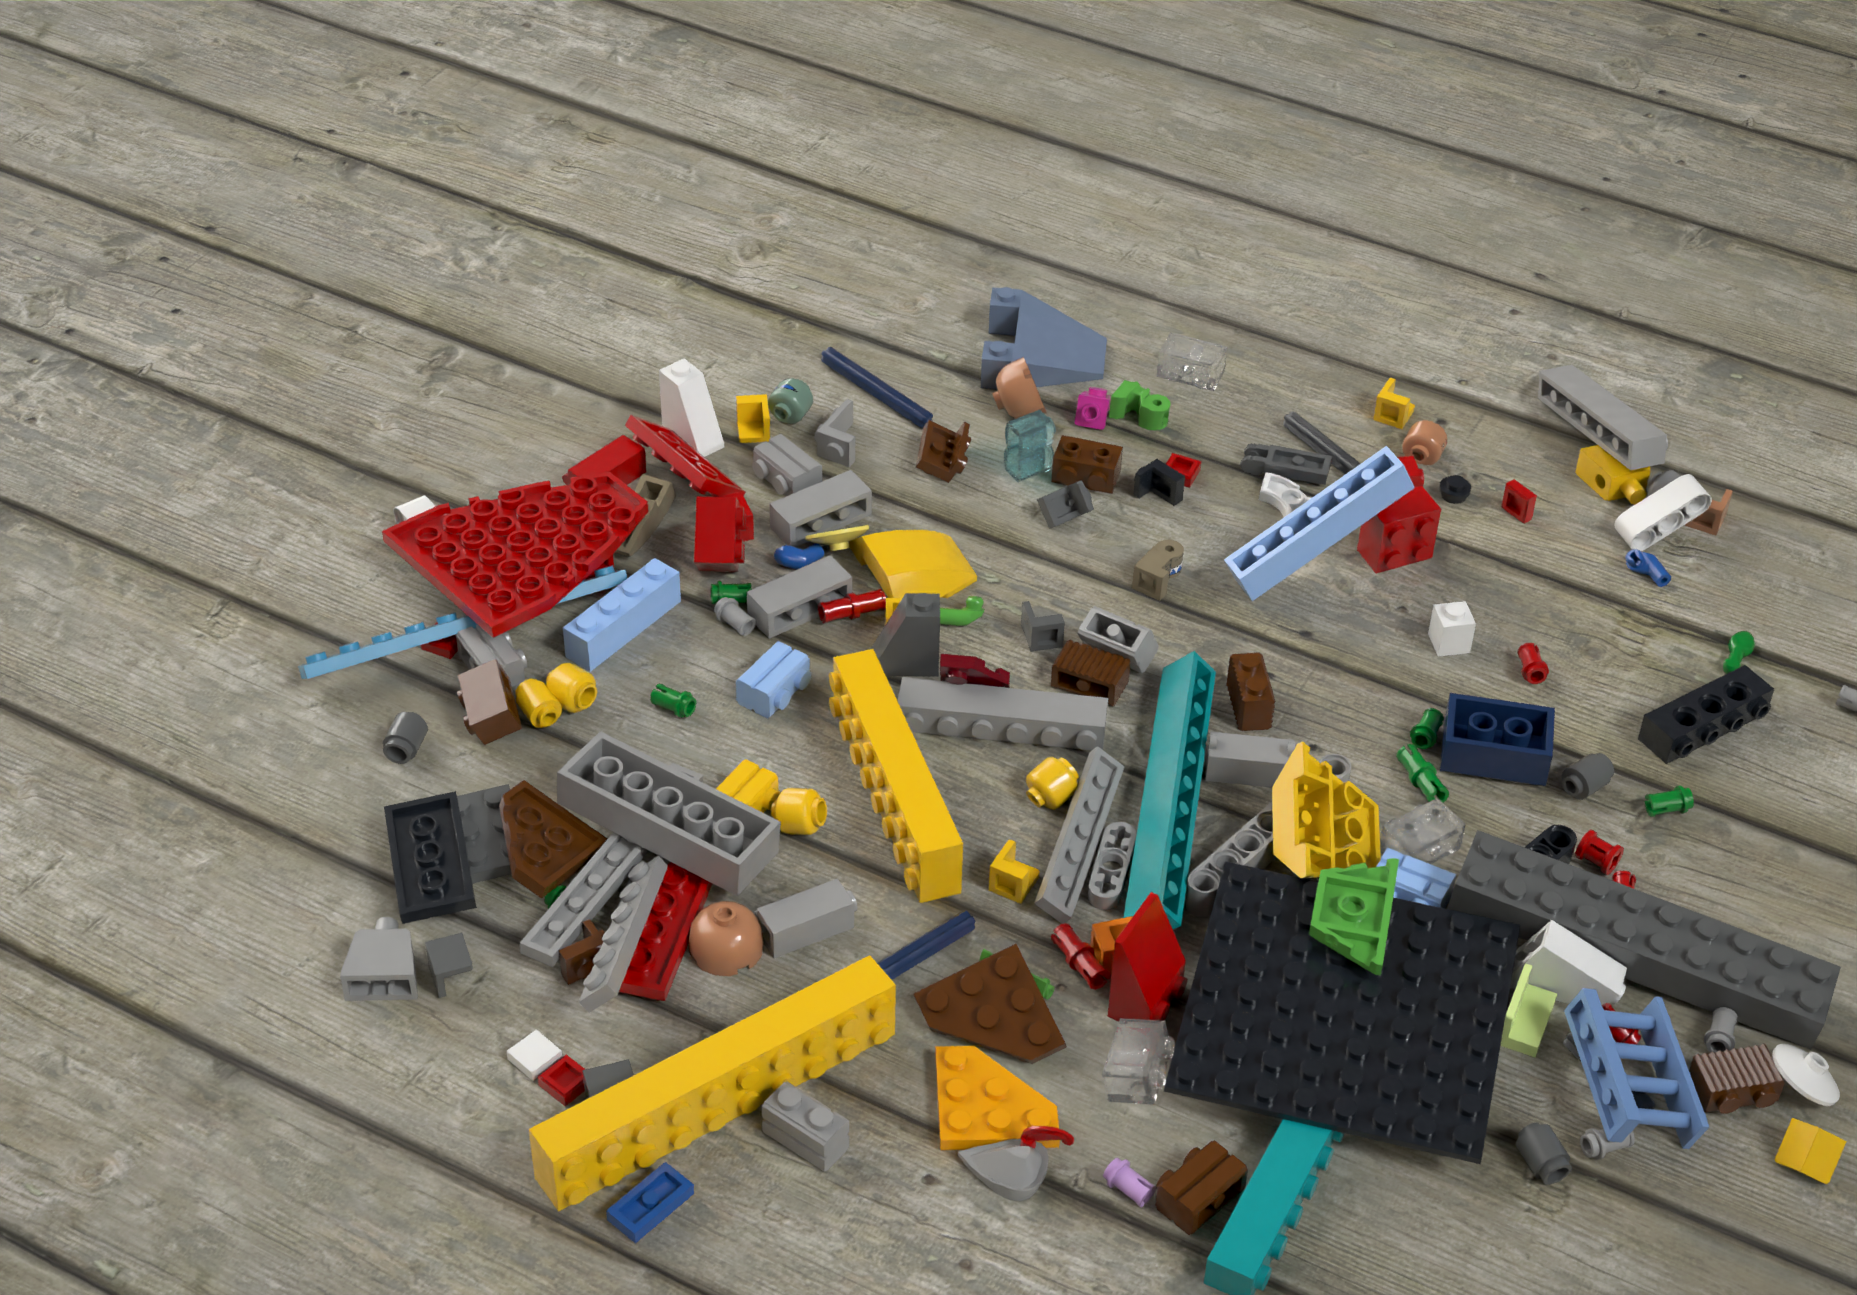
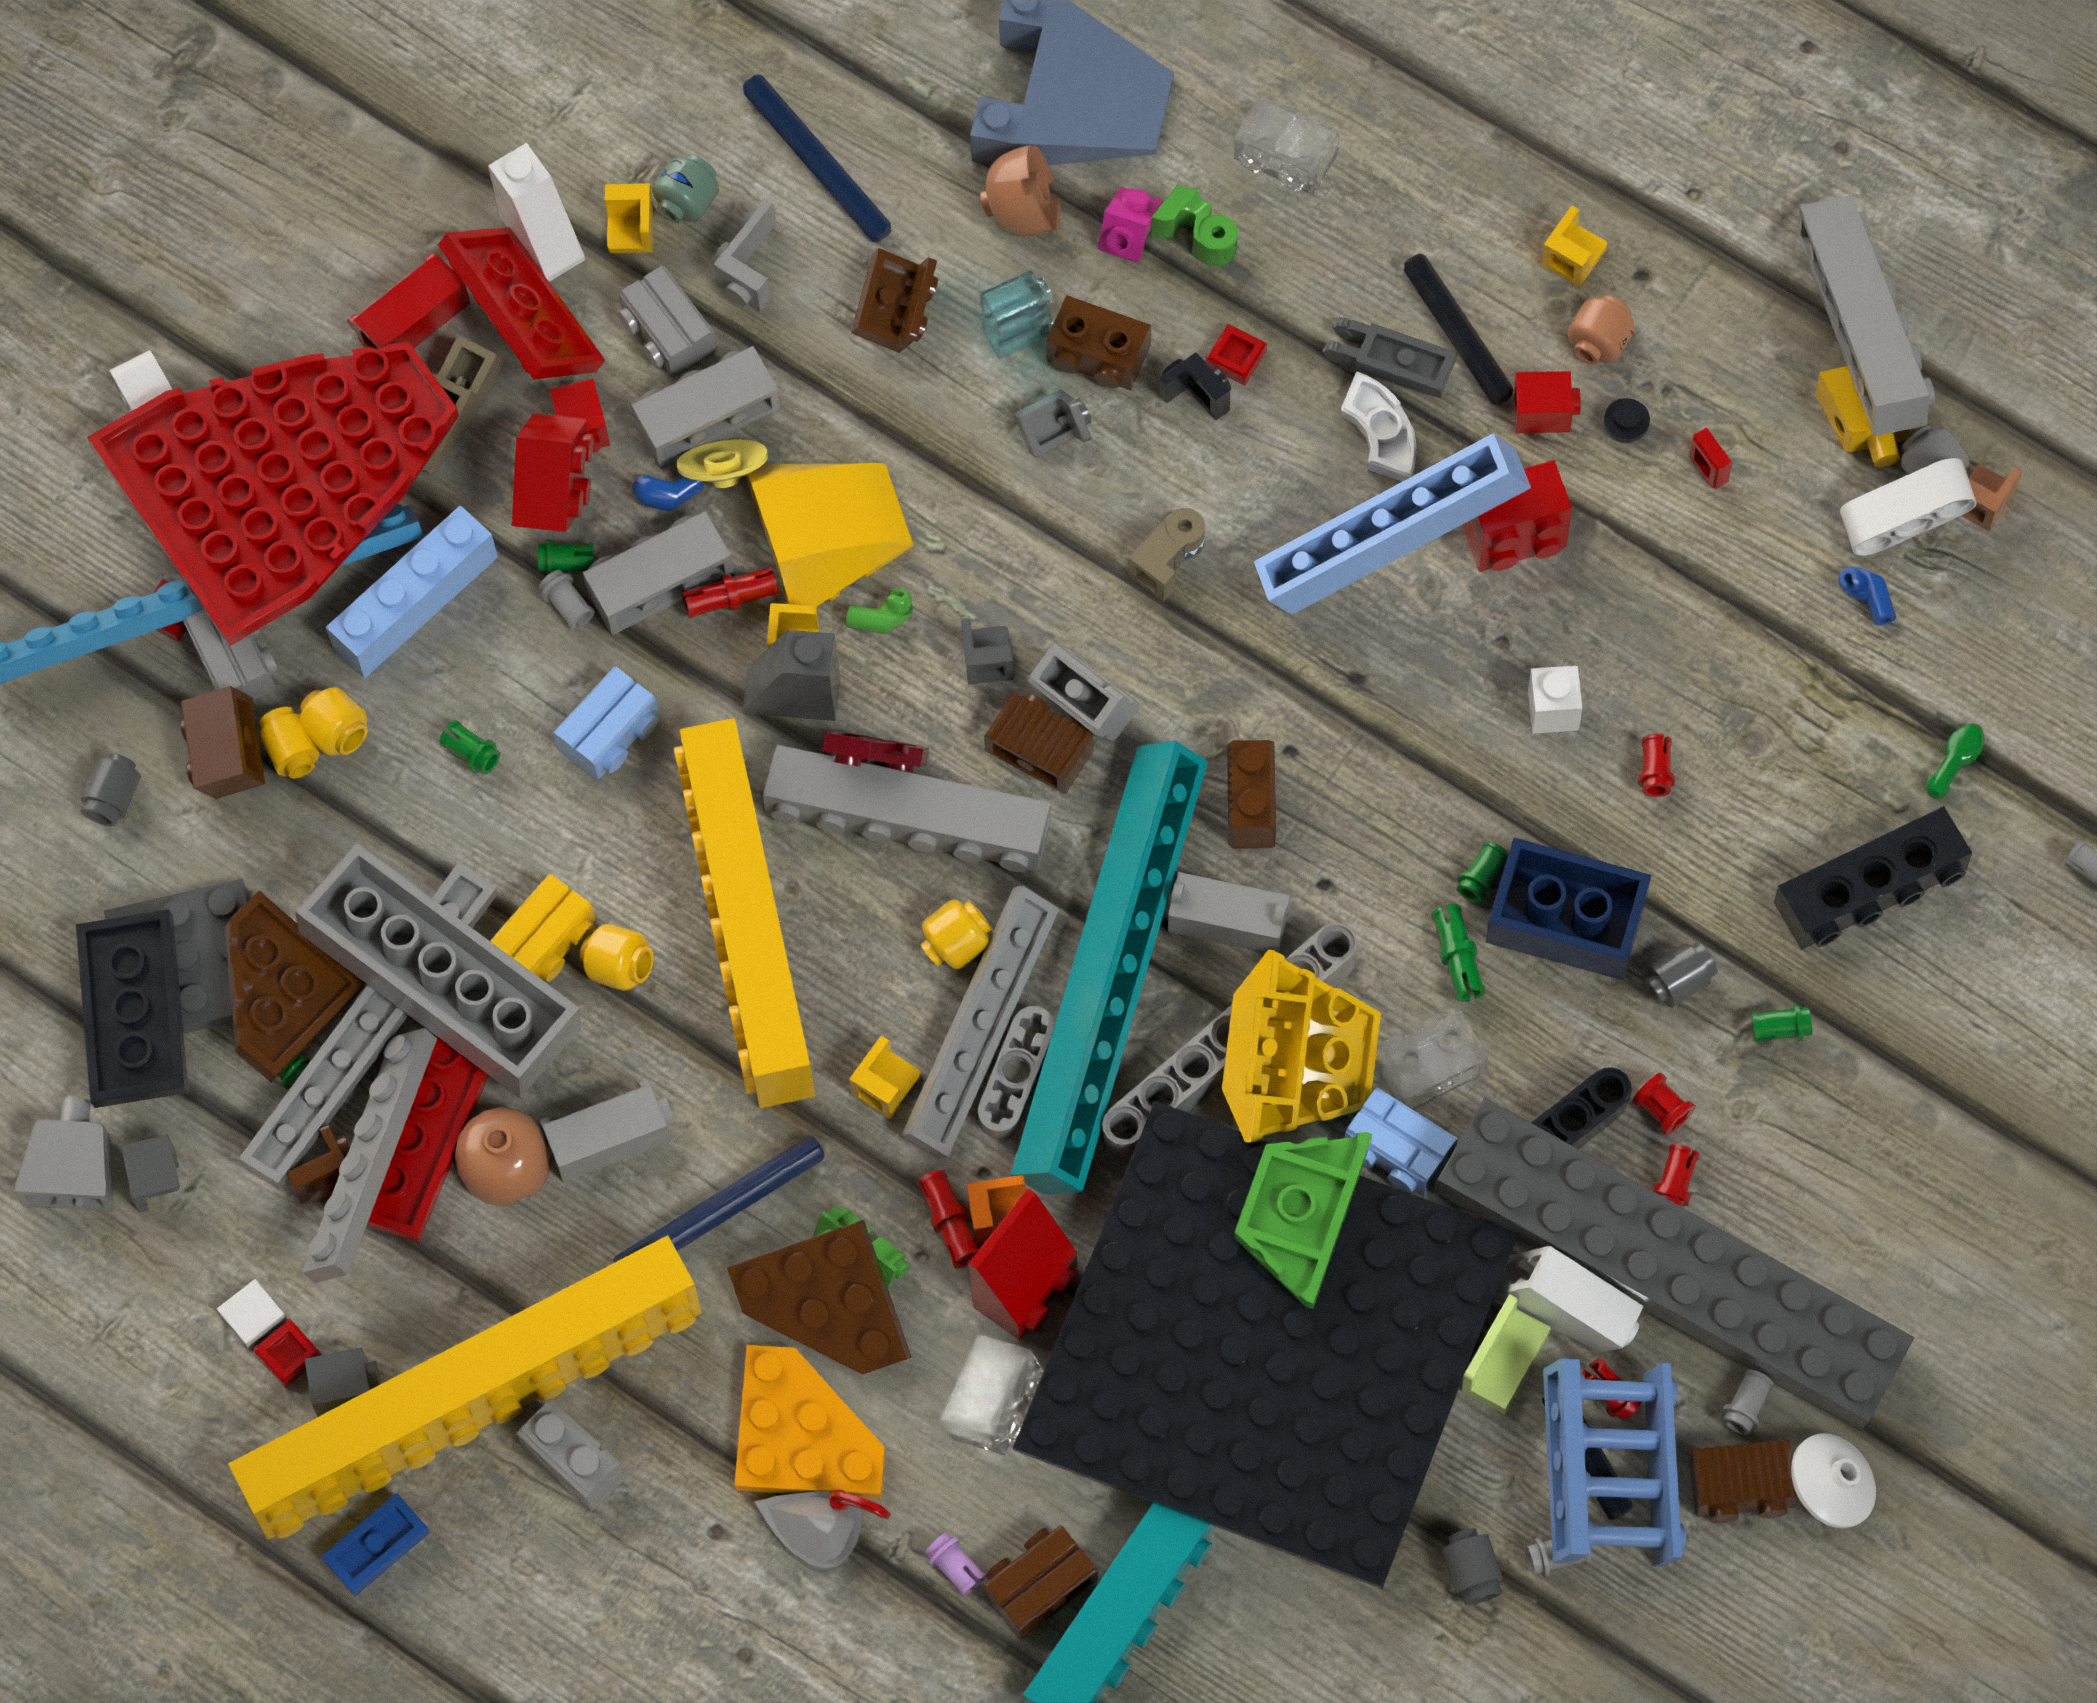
camera: 10 degrees right, 25 degrees up
(1810, 1150) = (1806, 1592): yellow panel -> none

